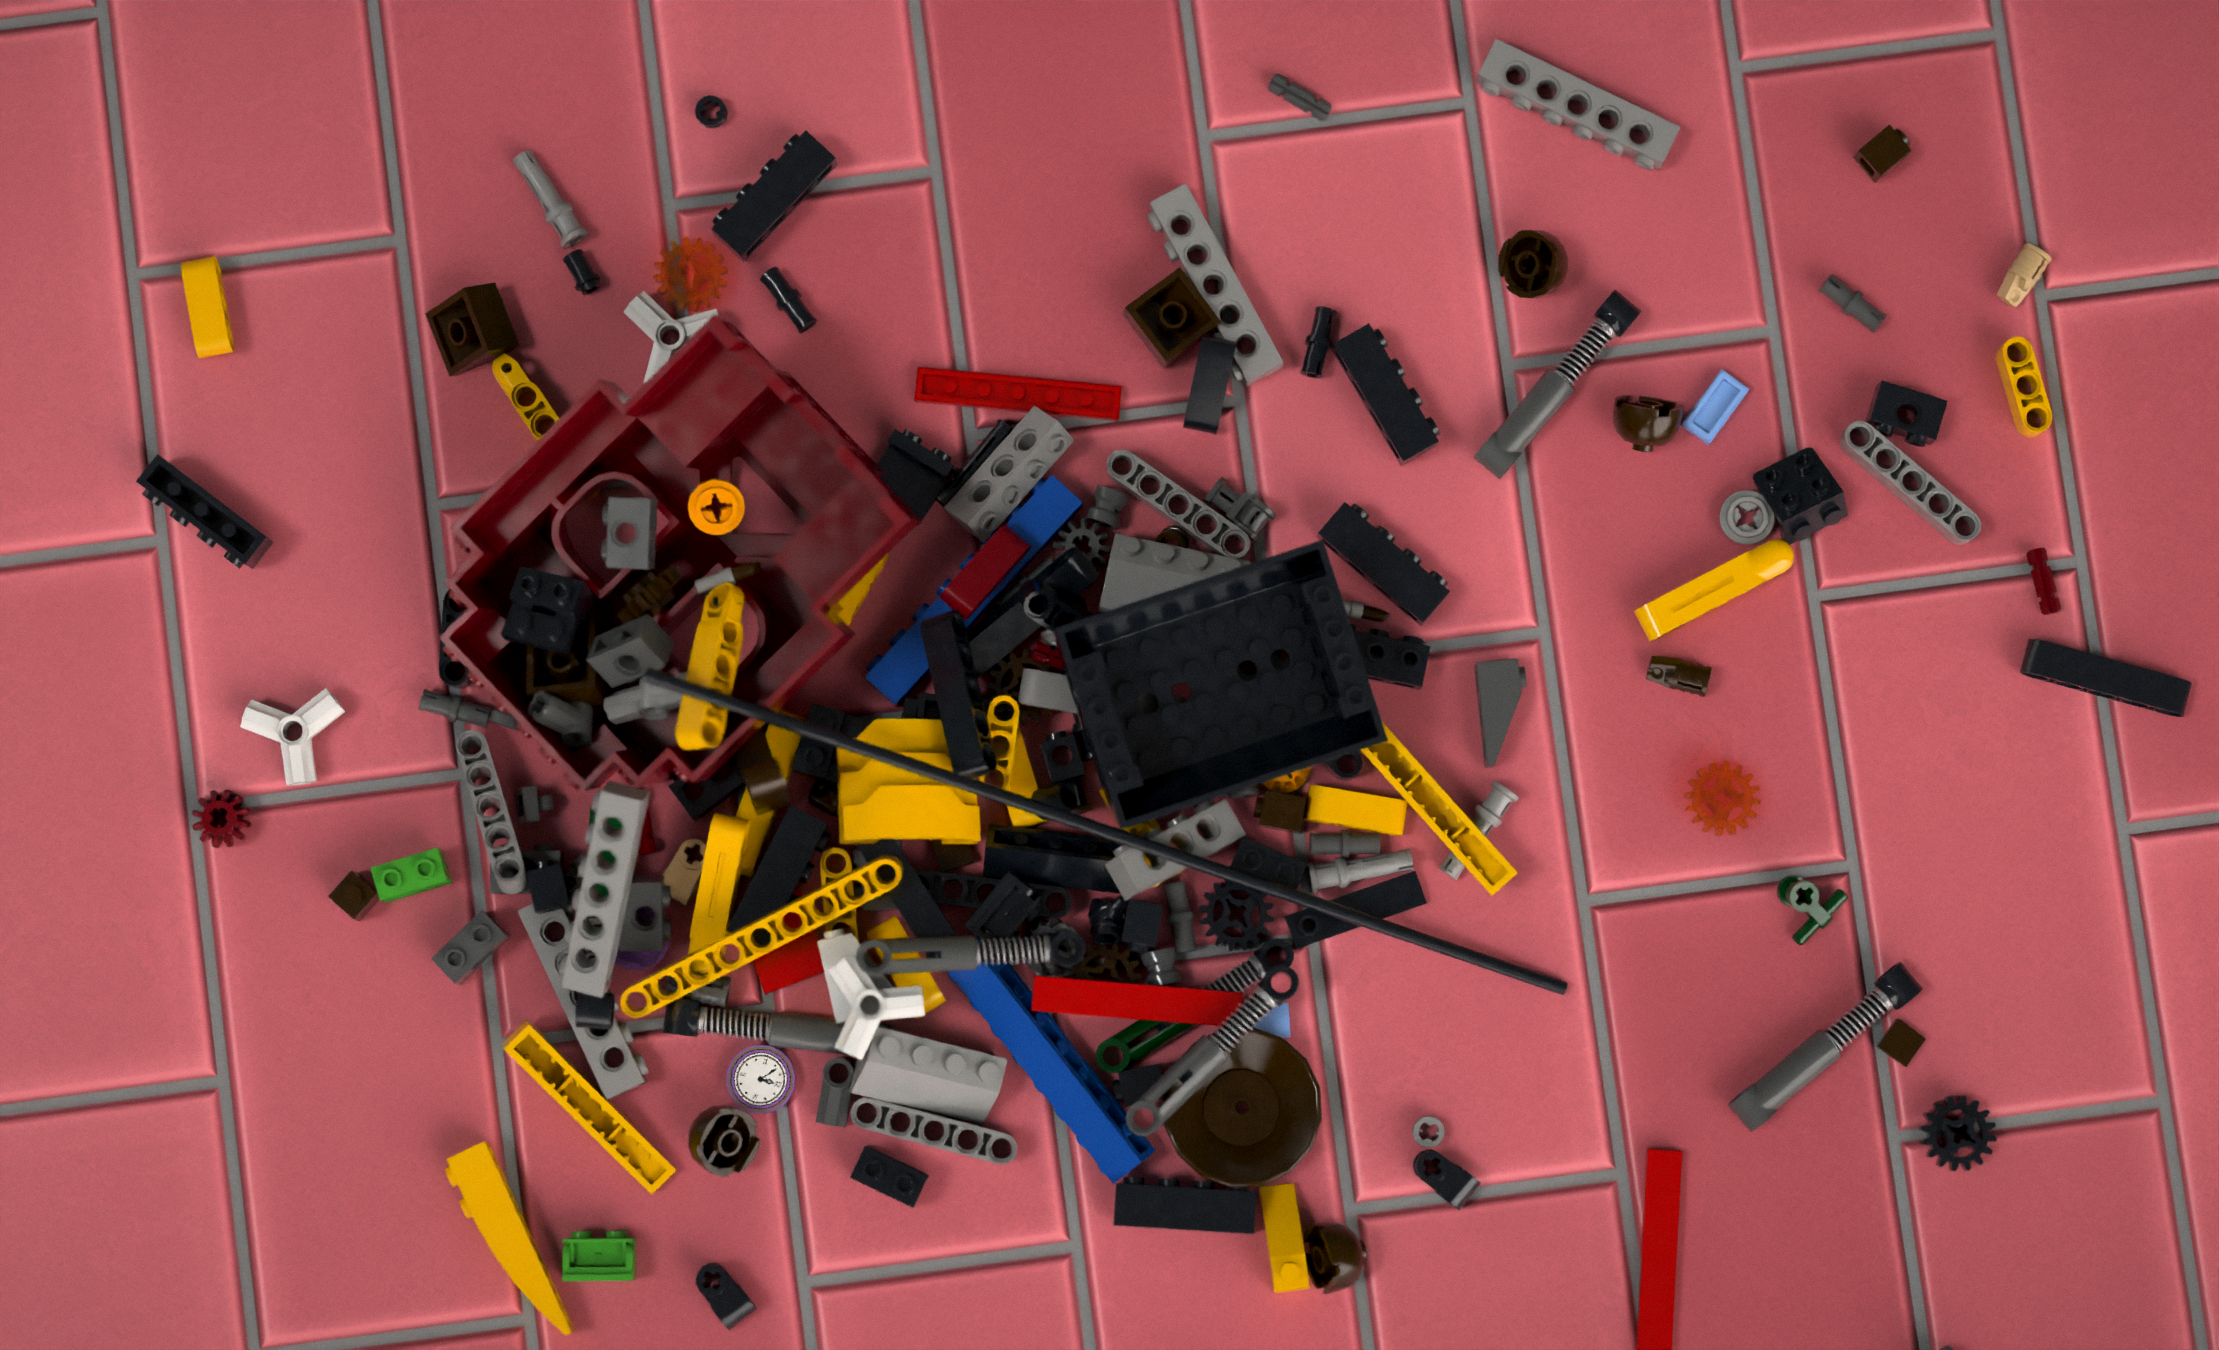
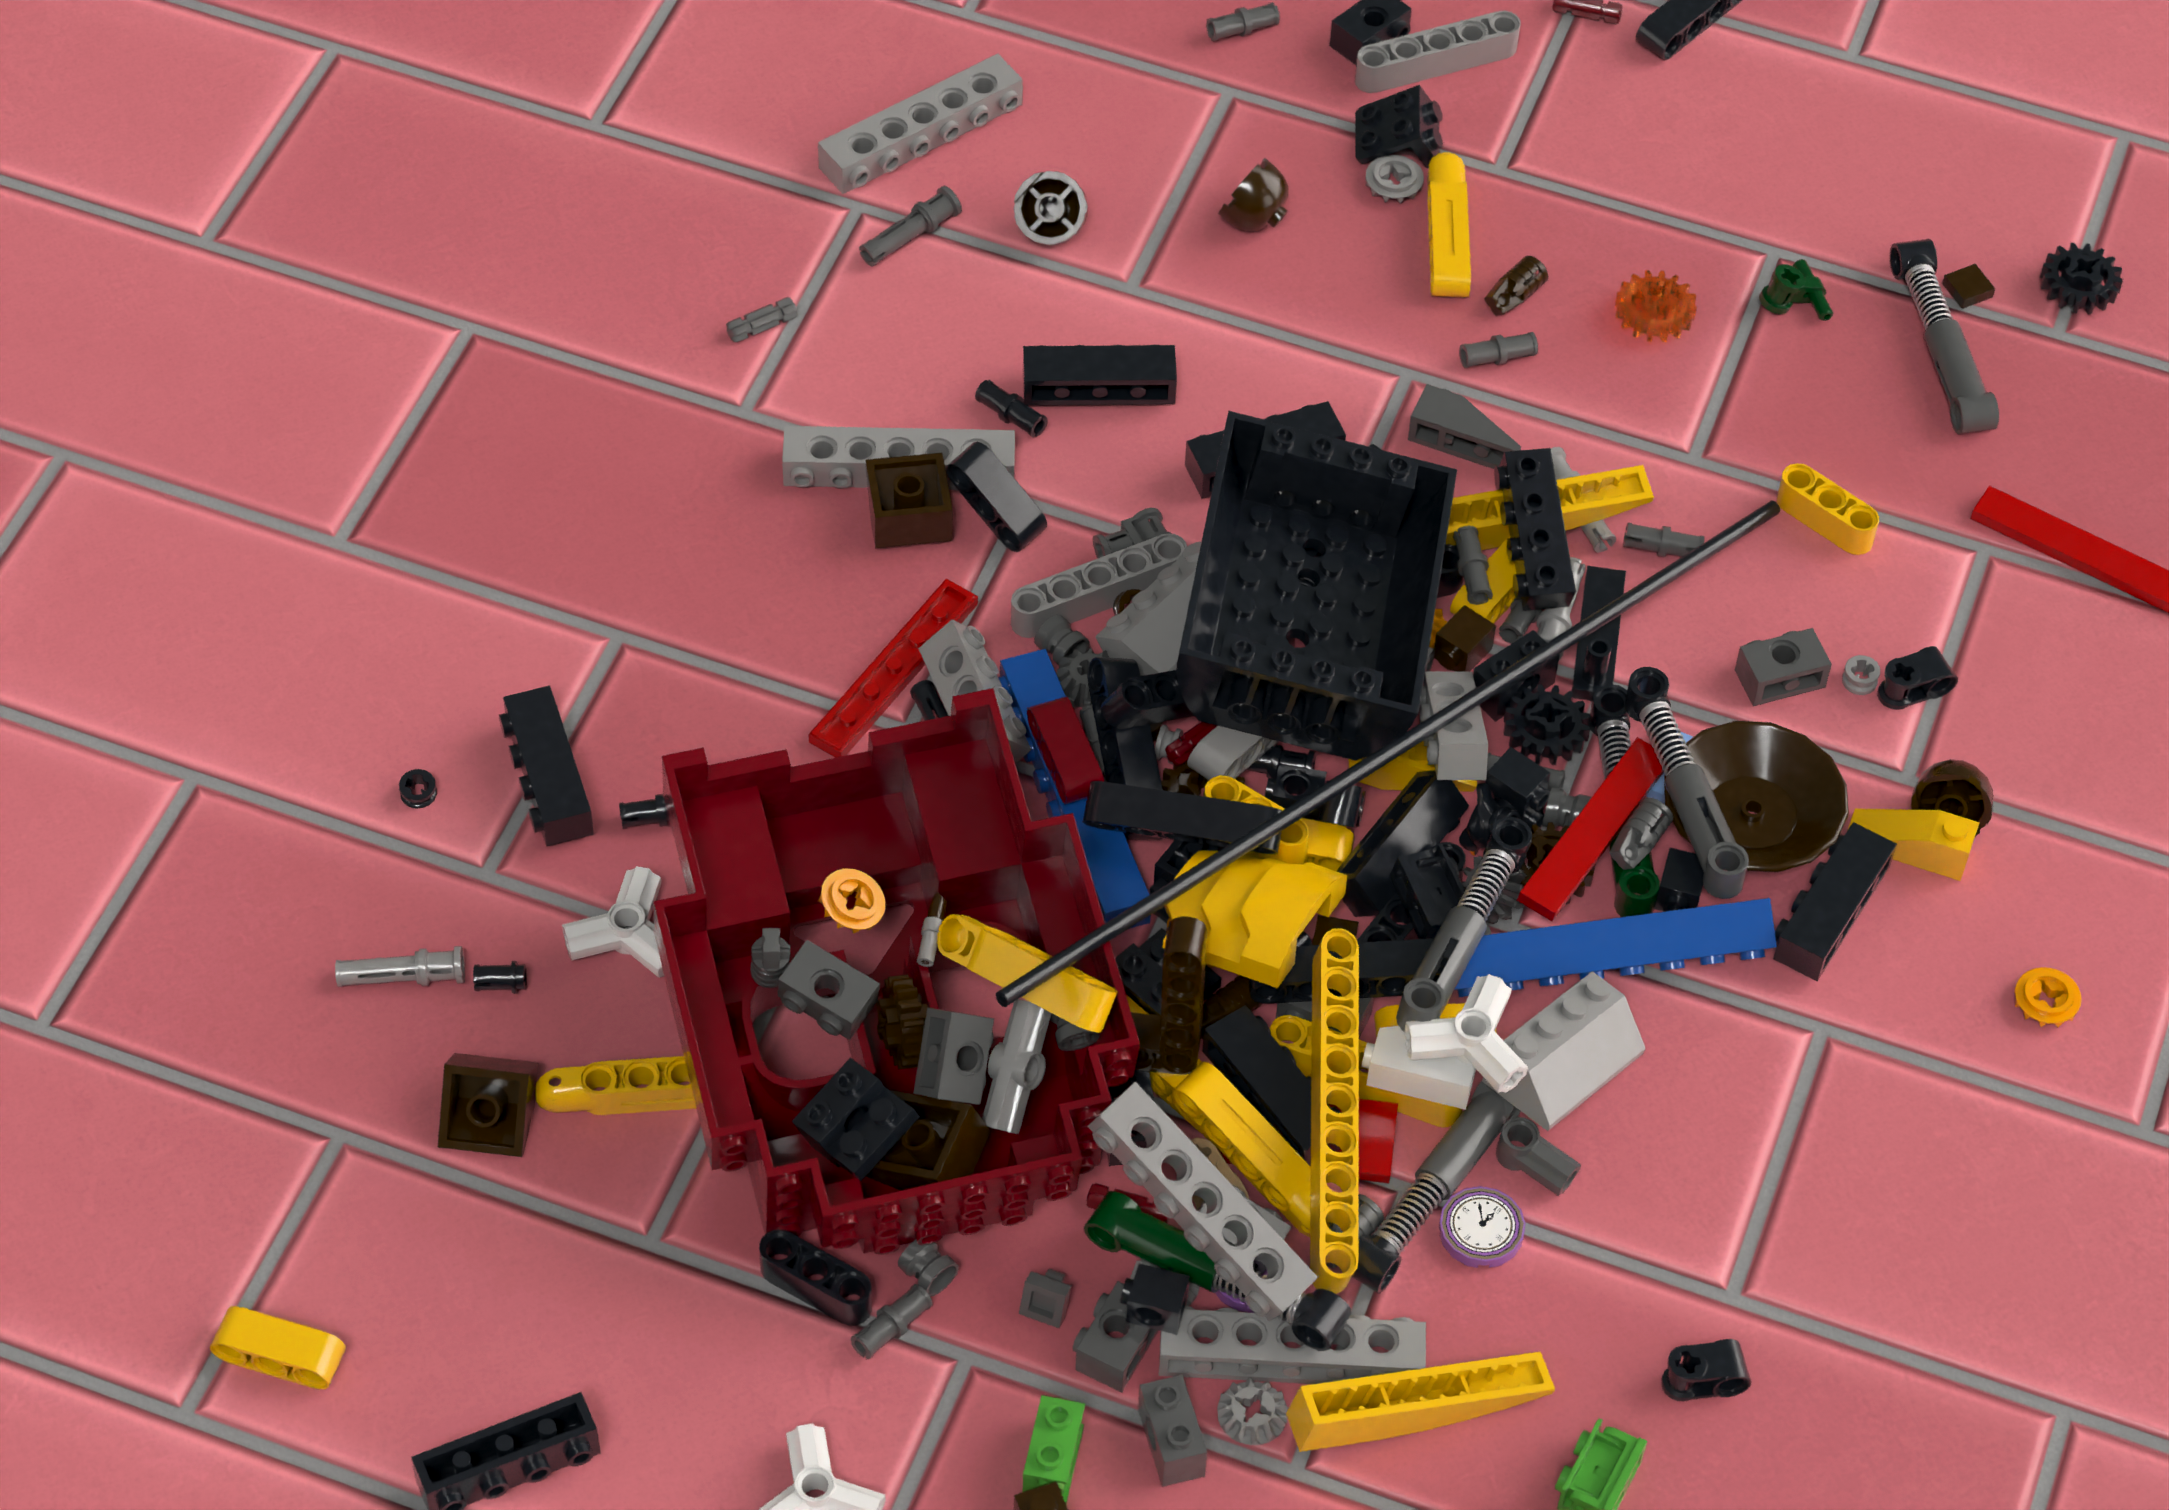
camera: 60 degrees left, 30 degrees down
(494, 826) = (1035, 1322): light grey beam -> none
(535, 1004) = (1259, 1428): none -> light grey gear
(570, 719) = (979, 1158): dark grey piece -> none
(628, 479) = (769, 958): none -> dark grey hinge
(706, 273) = (574, 879): clear orange gear -> none
(723, 1140) = (1531, 1282): dark brown cylinder -> none
(889, 1176) = (1659, 1148): black hinge -> none
(917, 1126) = (1635, 1071): light grey beam -> none
(1148, 1037) = (1641, 833): none -> dark grey hinge
(1343, 786) = (1472, 565): none -> dark grey pin
(1376, 1063) = (1782, 666): none -> dark grey brick
(1397, 821) = (1535, 529): none -> black brick
(1474, 918) = (1660, 540): none -> dark grey pin
(1477, 163) = (923, 218): none -> dark grey pin
(1555, 387) = (1210, 315): piece -> none
(1591, 1019) = (1827, 509): none -> yellow beam
(1602, 694) = (1498, 349): none -> dark grey pin
(1715, 407) = (1271, 145): light blue tile -> none

